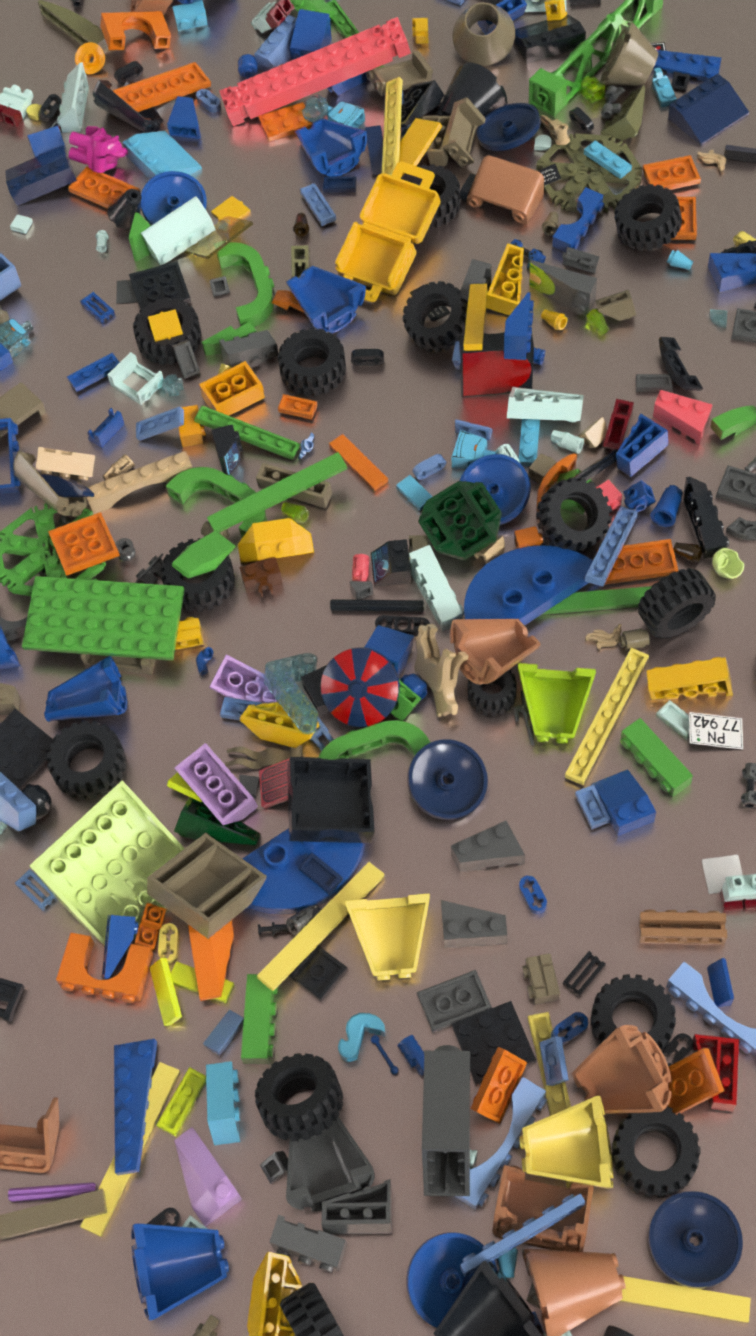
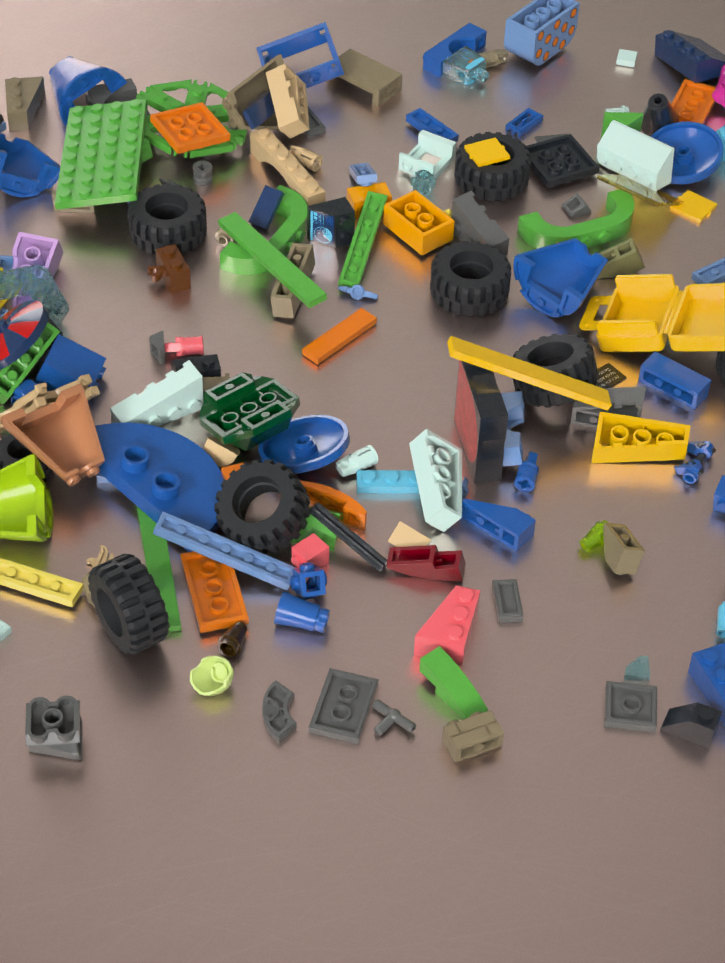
camera: 75 degrees right, 15 degrees down
(106, 429) = (357, 145): blue hinge -> none
(186, 359) = (455, 182): dark grey tile -> none
(189, 633) = (98, 223): yellow brick -> none
(192, 499) = (266, 207): none -> dark blue tile
(202, 660) = (70, 241): blue arm -> none
(203, 555) = (174, 203): bright green piece -> none
(211, 345) = (500, 214): bright green slope -> none
(274, 539) = (215, 274): yellow wedge -> none
(296, 512) = (261, 290): clear neon green cone -> none
(297, 406) = (410, 279): orange plate -> none
(301, 225) = (685, 259): dark brown cone -> none
(367, 357) = (493, 328): black beam -> none
(376, 605) = (141, 358): black axle -> none
(413, 492) = (305, 382): medium azure tile -> none
(417, 621) = (110, 381): black beam -> none
(429, 467) = (337, 391): medium blue beam -> none
(441, 252) = (674, 380): none -> blue brick
(468, 449) = (365, 423): medium azure torso -> none
(479, 430) = (402, 428): medium blue slope -> none
(517, 330) = (492, 387): blue slope -> none
(540, 468) = (349, 485): dark tan brick -> none
(555, 319) = (589, 494): yellow cone -> none
(563, 286) = (633, 493): dark grey slope -> none
(567, 441) = (393, 515): light aqua hinge -> none
(580, 260) = (698, 512): dark grey hinge -> none
(586, 371) = (501, 522): none -> blue slope
(641, 446) = (390, 581): blue wedge -> none
(669, 352) = (534, 618): black slope -> none
(690, 679) = (33, 643): yellow wedge -> none
(704, 517) = (283, 649): black wedge -> none

